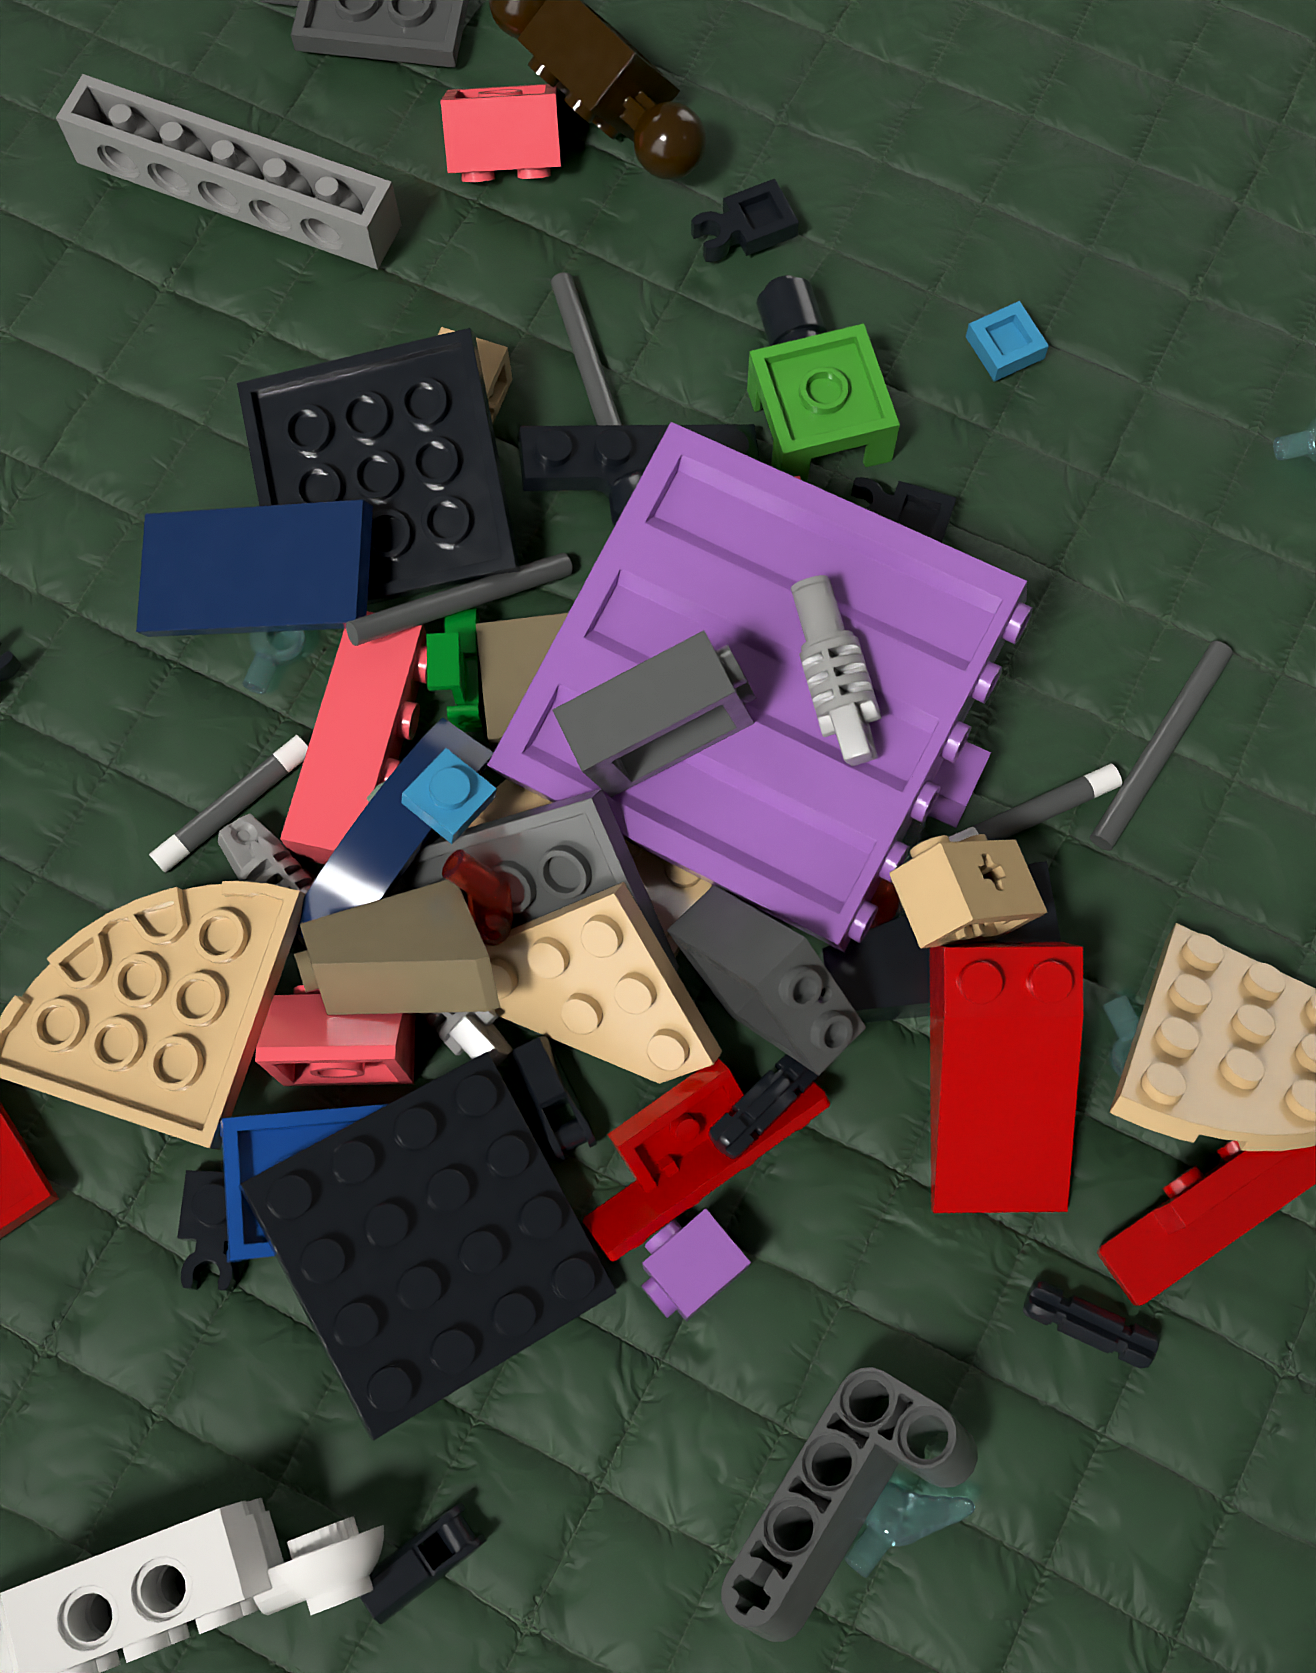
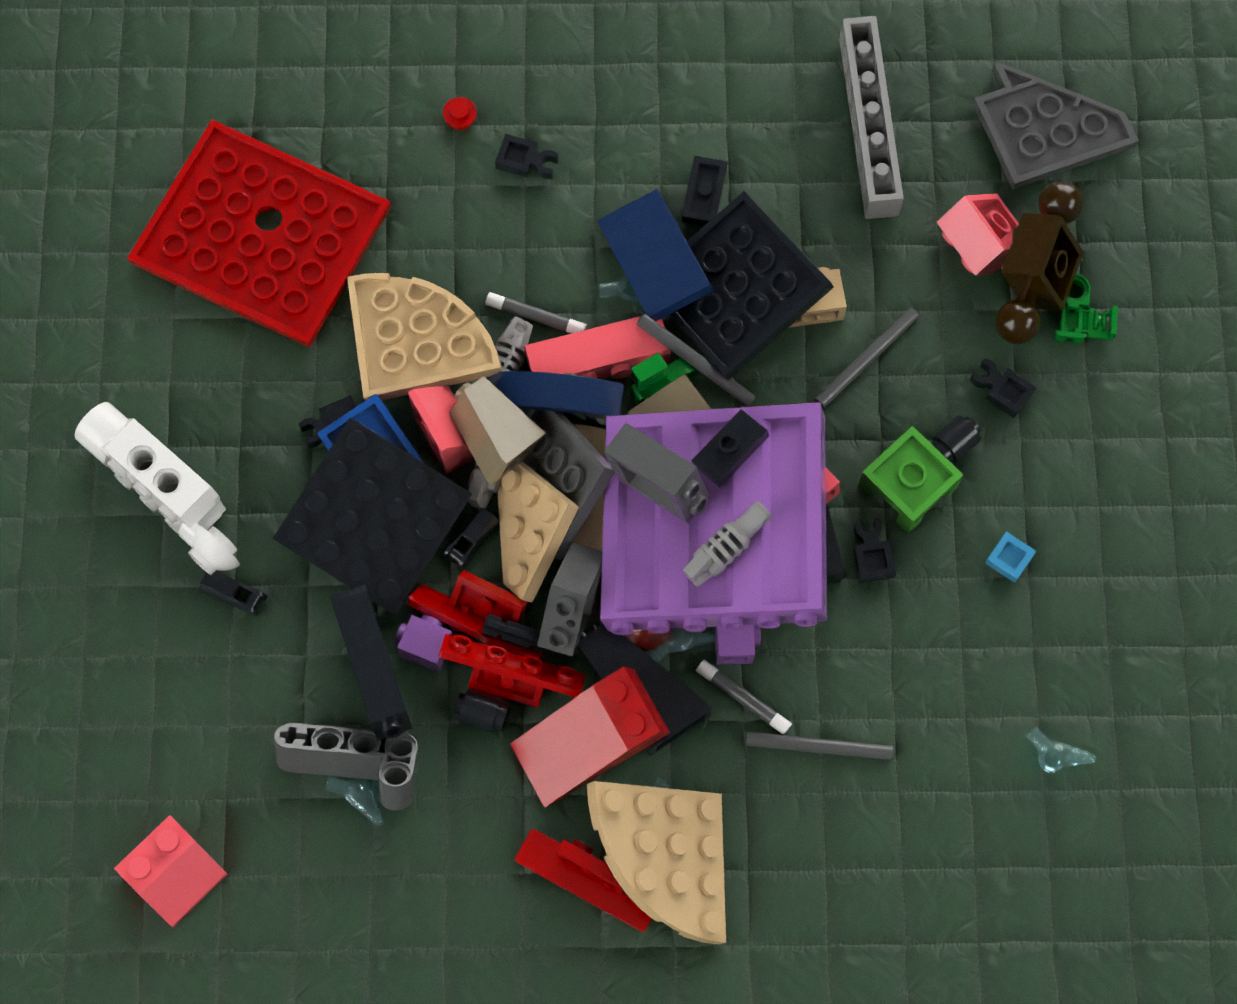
camera: 60 degrees right, 0 degrees up
(192, 455) = (704, 190): none -> black plate
(448, 795) = (580, 407): dark azure plate -> none
(486, 894) = (542, 453): clear red arm -> none
(607, 456) = (816, 385): black plate -> none
(665, 586) = (730, 448): none -> black plate
(700, 1376) = (371, 663): none -> black slope
(702, 85) = (1082, 321): none -> green piece
(826, 1147) = (510, 674): none -> red bracket
(860, 1228) = (482, 710): none -> black brick
(966, 890) = (662, 667): tan brick -> none
(1091, 1324) = (494, 842): black axle -> none

